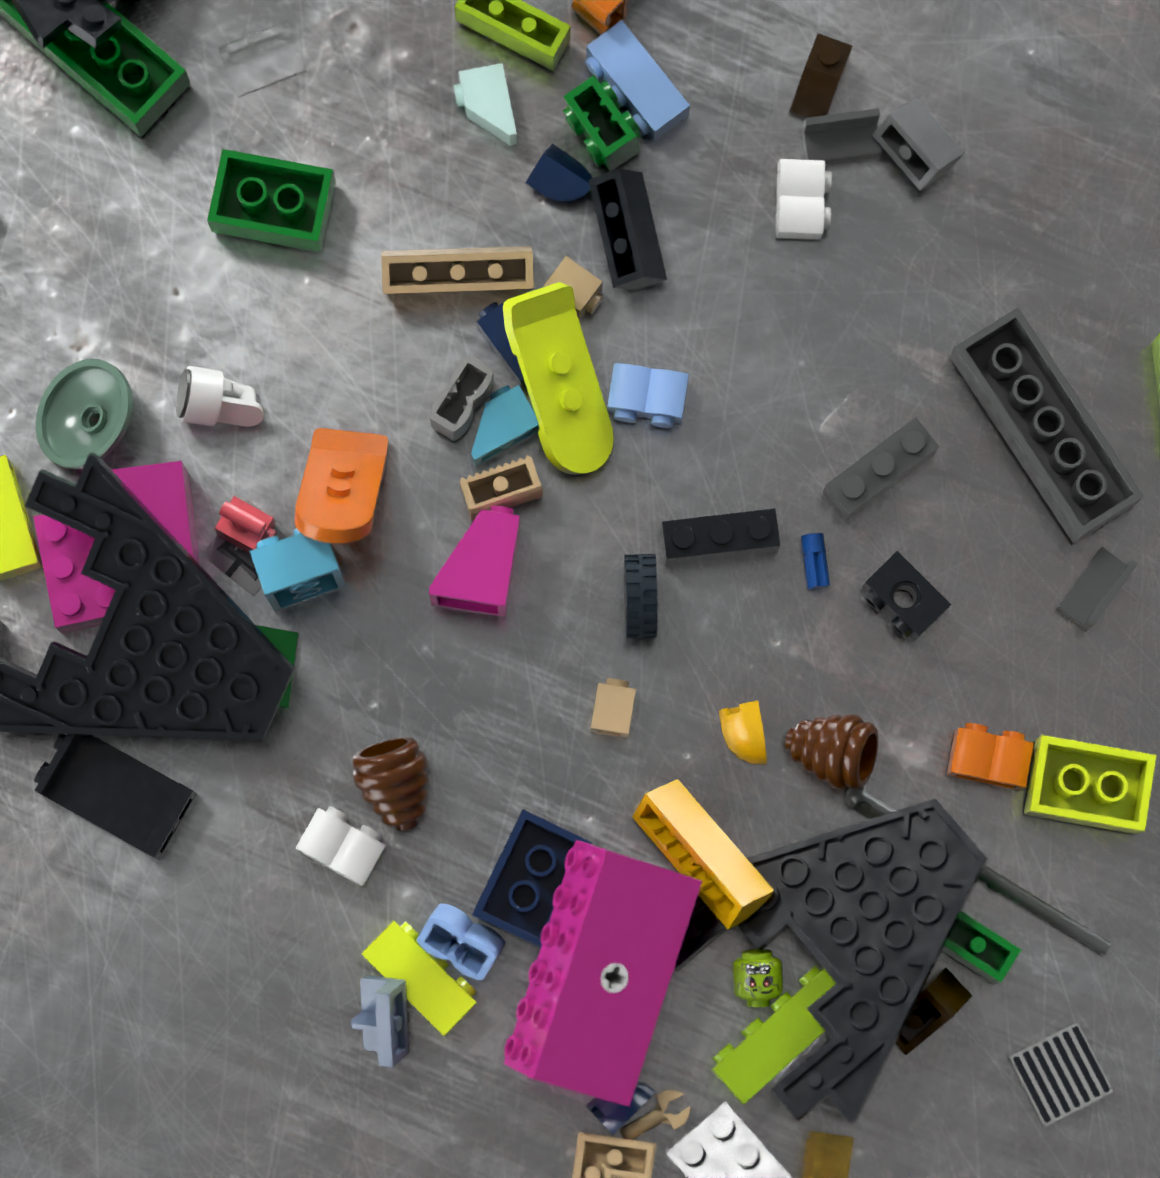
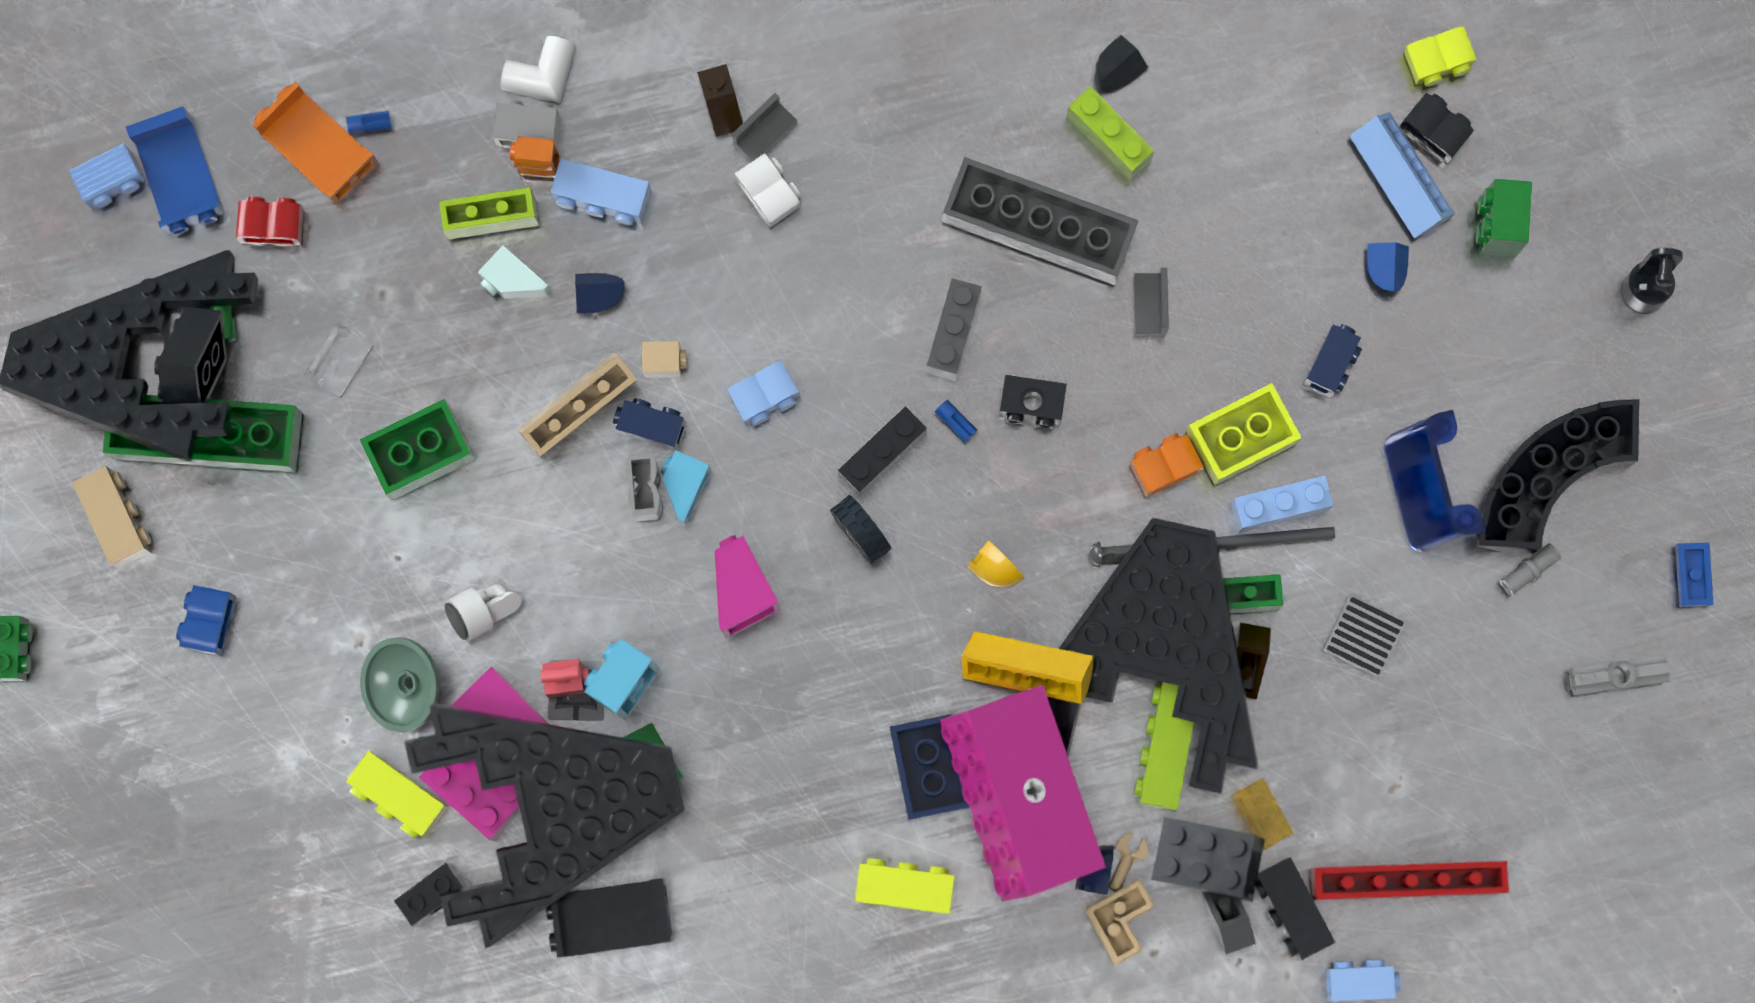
camera: 30 degrees left, 0 degrees up
(341, 485) = (609, 603): orange piece -> none
(341, 846) = (787, 841): white brick -> none
(383, 1018) = (901, 932): sand blue panel -> none
(393, 780) = (789, 771): reddish brown piece -> none
(466, 944) = (908, 844): light blue brick -> none
(503, 487) = (714, 526): tan brick -> none
(559, 378) = (699, 425): neon yellow piece -> none
(595, 113) = (591, 233): green brick -> none
(613, 708) = (897, 616): tan brick -> none
(627, 229) = (669, 294): black brick -> none
(757, 977) = (1123, 721): lime head -> none
(835, 749) = (1062, 534): reddish brown piece -> none
(918, 143) = (817, 97): dark grey brick -> none
(1076, 882) = (1281, 504): none -> light blue brick

